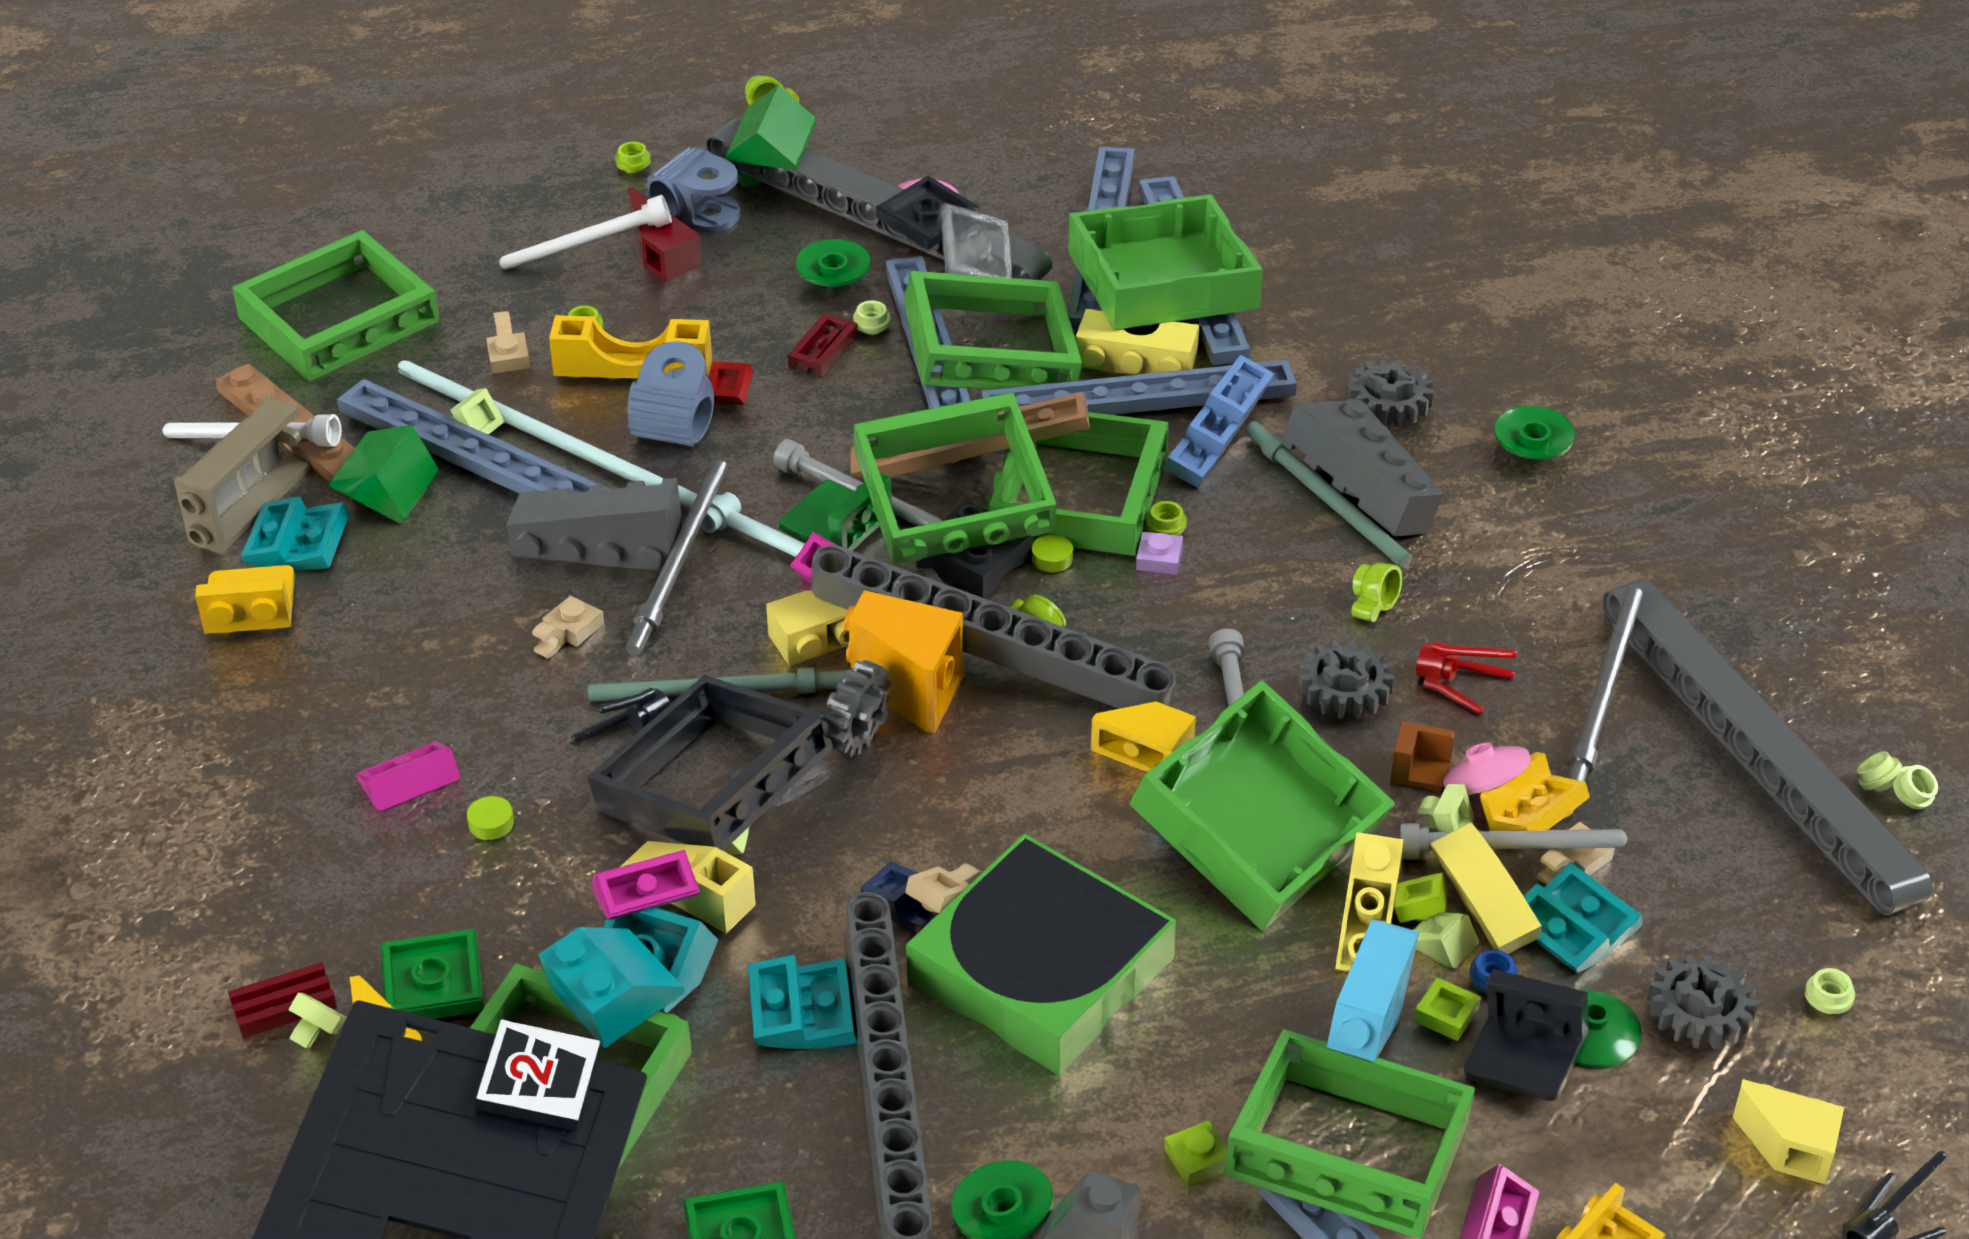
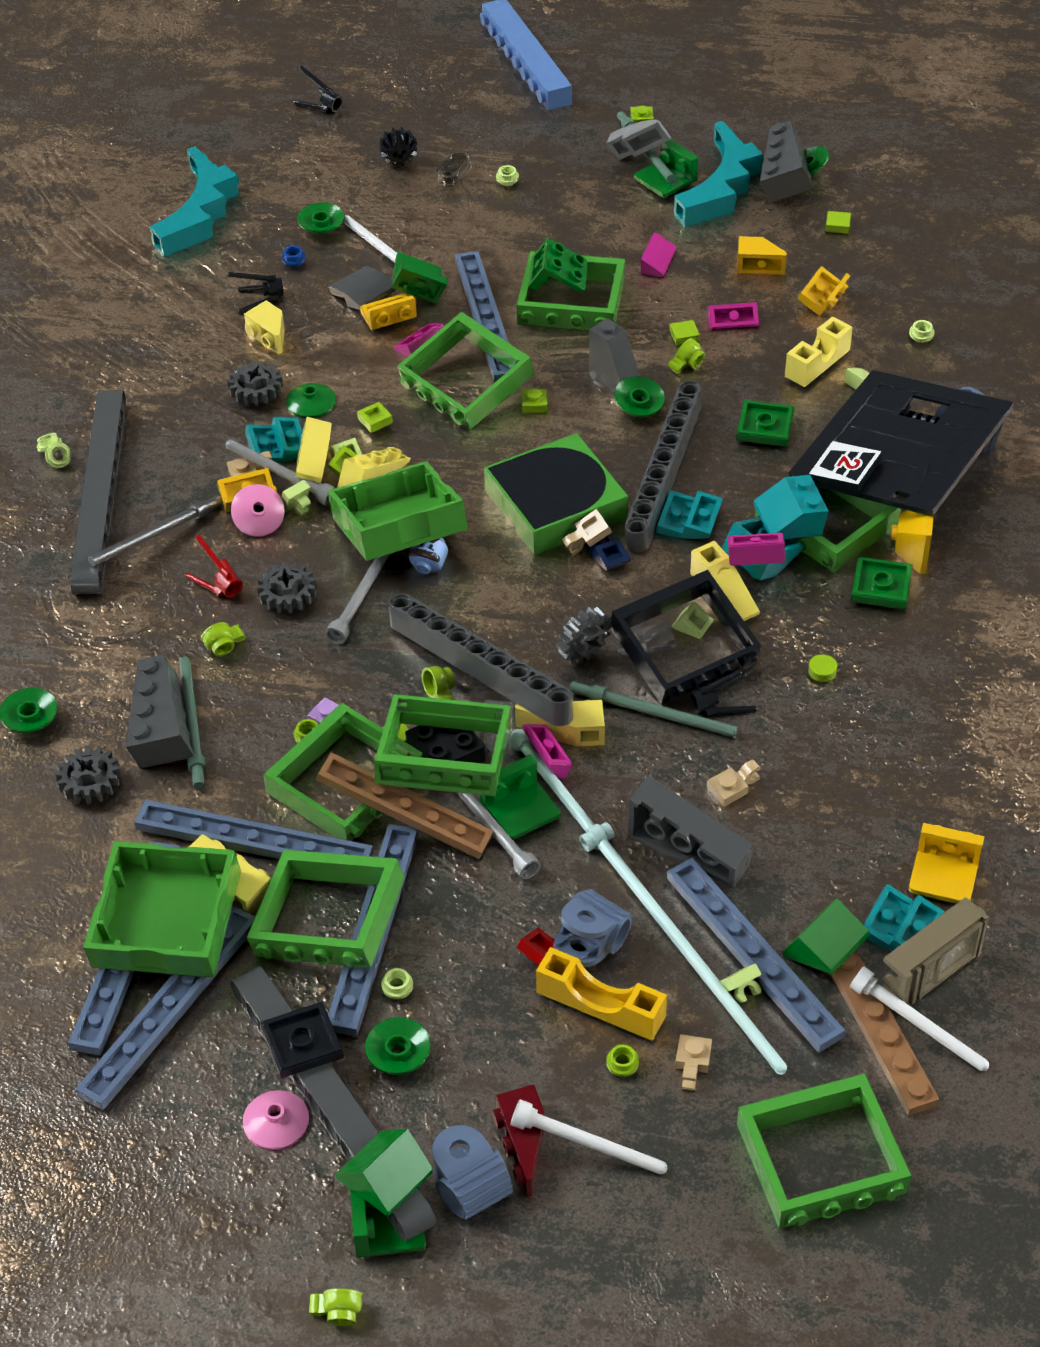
camera: 155 degrees left, 5 degrees up
(280, 993) = (966, 601): dark red tile -> none
(314, 1018) = (949, 571): yellowish green tile -> none
(409, 775) = (865, 714): dark pink slope -> none
(632, 157) = (500, 1256): lime plate -> none
(650, 614) = (676, 770): flat silver bar -> none
(829, 346) = (450, 978): dark red tile -> none
(916, 645) = (538, 647): light orange slope -> none
(975, 243) = (293, 978): clear slope -> none
(1141, 733) = (425, 586): yellow slope -> none
(1218, 421) = (211, 789): medium blue slope -> none
(1373, 991) = (416, 406): medium azure slope -> none
(1422, 756) = (285, 537): dark orange panel -> none
(1485, 963) = (340, 427): blue plate -> none
(1529, 1036) = (351, 388): black bracket -> none
(1830, 991) = (190, 375): yellowish green plate -> none

